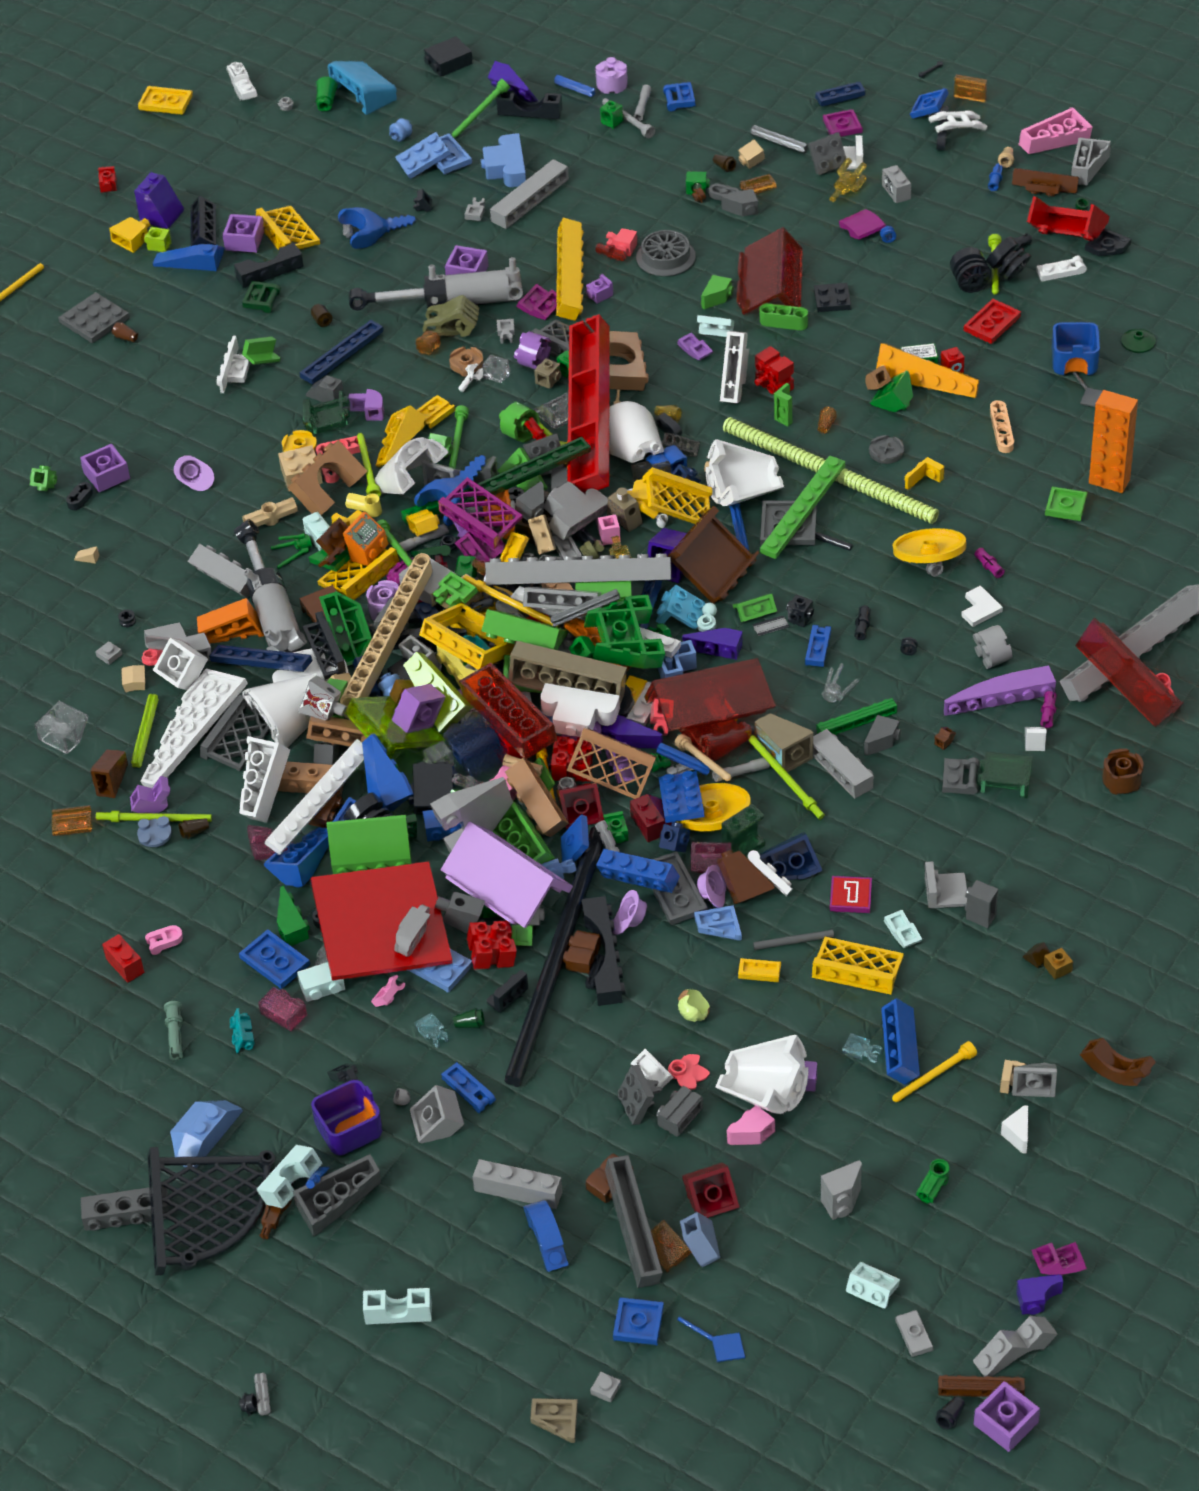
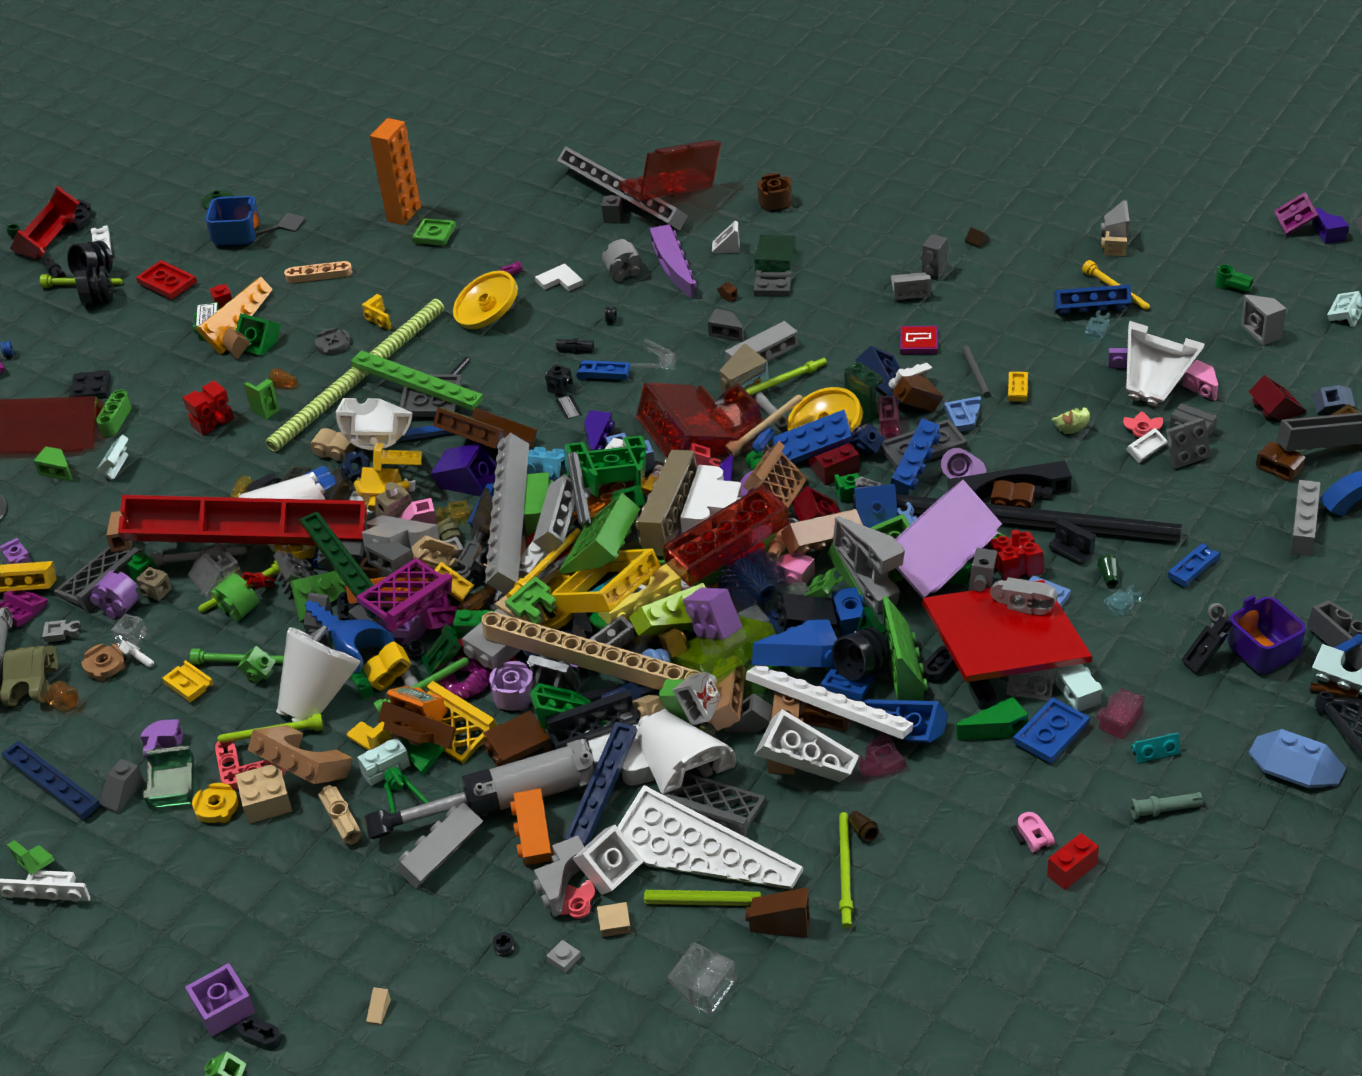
camera: 90 degrees left, 5 degrees down
(71, 820) = (857, 949): clear orange plate -> none
(151, 799) = (820, 865): medium lavender brick -> none
(154, 831) = (871, 863): sand blue piece -> none
(193, 473) = (250, 900): lavender piece -> none
(368, 503) = (339, 725): light yellow piece -> none
(386, 994) = (1090, 634): bright pink plate -> none
(400, 429) = (221, 707): yellow wedge -> none
(436, 1115) = (1236, 581): light grey slope -> none
(694, 347) = (142, 476): medium lavender slope -> none
(709, 611) = (549, 442): light aqua plate -> none
(712, 886) = (929, 413): lavender piece -> none
(734, 366) = (200, 427): white brick -> none
(755, 607) = (543, 411): bright green panel -> none
(854, 974) = (1015, 331): yellow fence -> none
(859, 717) = (701, 344): green piece -> none
(902, 929) = (960, 308): light aqua slope -> none
(1016, 1129) = (1168, 239): white slope -> none
(1048, 709) = (705, 236): magenta pin -> none
(1058, 963) = (988, 224): pearl gold plate -> none
(1113, 1066) = (1098, 188): reddish brown arch -> none

